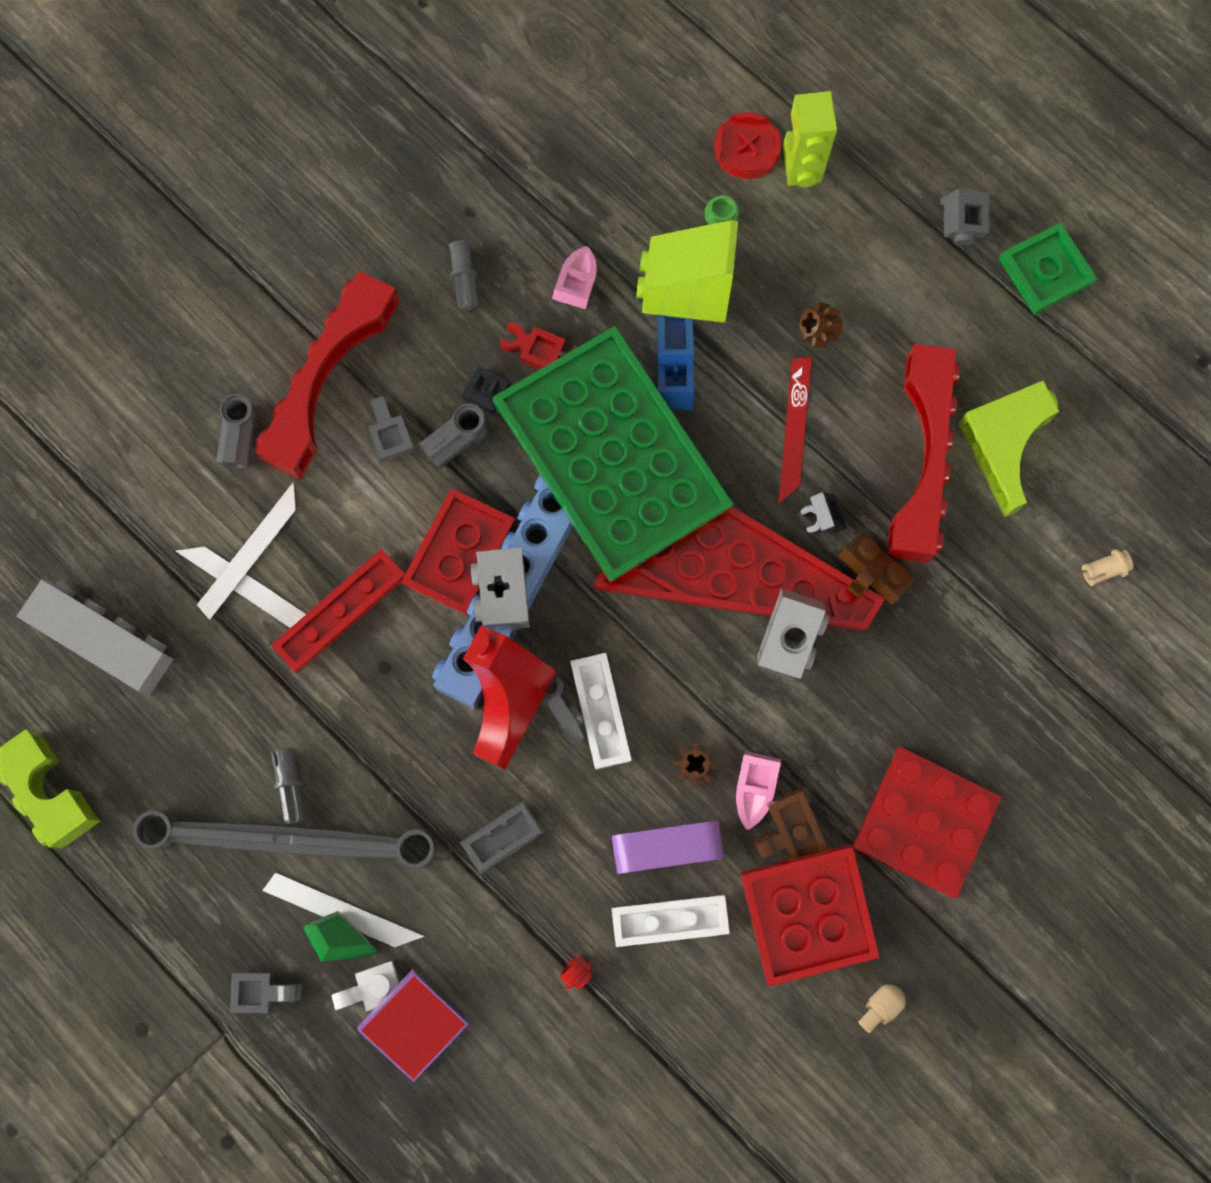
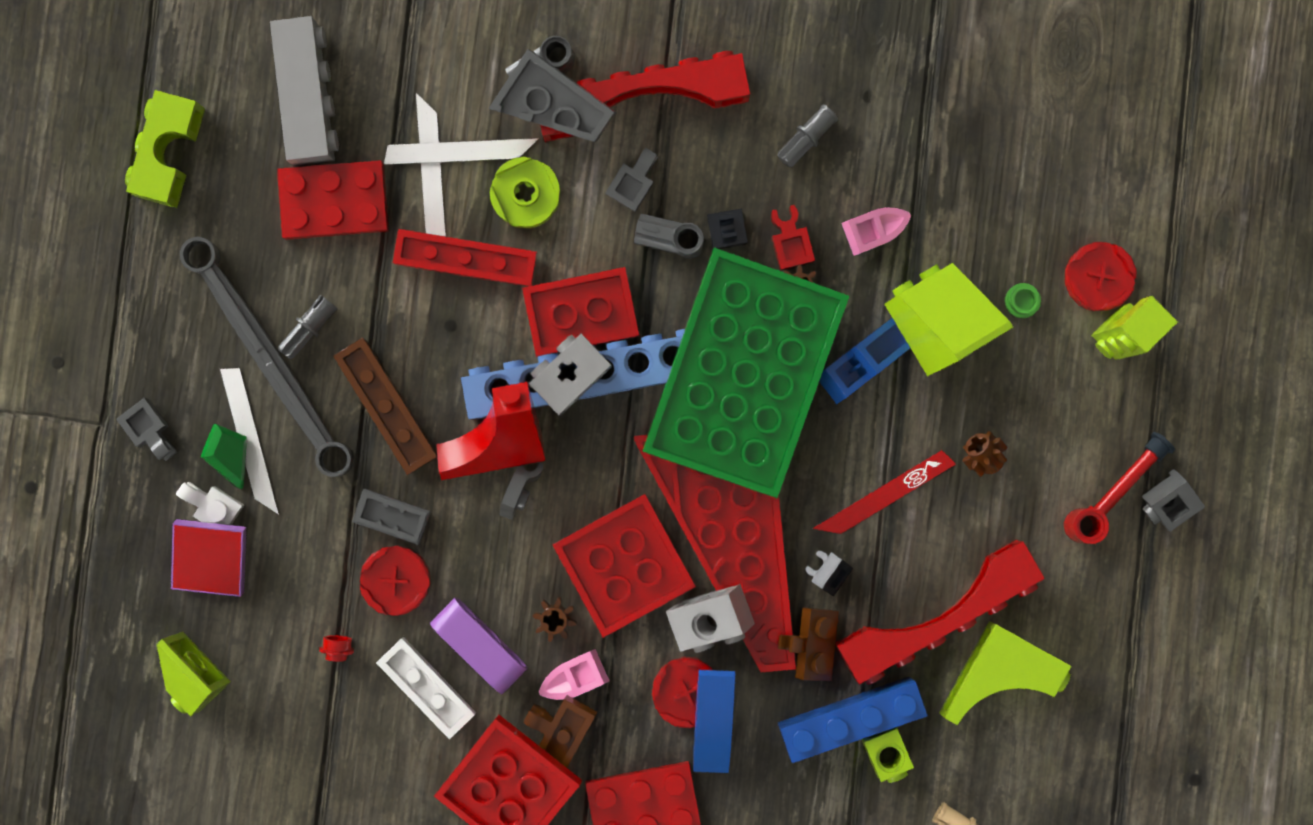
camera: 55 degrees right, 10 degrees up
(202, 684) = (332, 200): none -> red plate
(270, 437) = (552, 99): none -> dark grey wing
(316, 506) = (532, 174): none -> lime plate
(406, 770) = (385, 406): none -> reddish brown plate
(501, 1124) = (189, 674): none -> lime slope
(558, 878) = (394, 580): none -> red tile
(600, 711) = (541, 516): white plate -> none
(693, 674) = (624, 565): none -> red plate
(837, 704) = (676, 690): none -> red tile
(880, 694) = (713, 721): none -> blue slope
(935, 278) = (1155, 450): none -> red piece
(960, 585) = (852, 719): none -> blue brick
(994, 582) = (899, 766): none -> lime brick
(1047, 268) = (1178, 599): green plate -> none

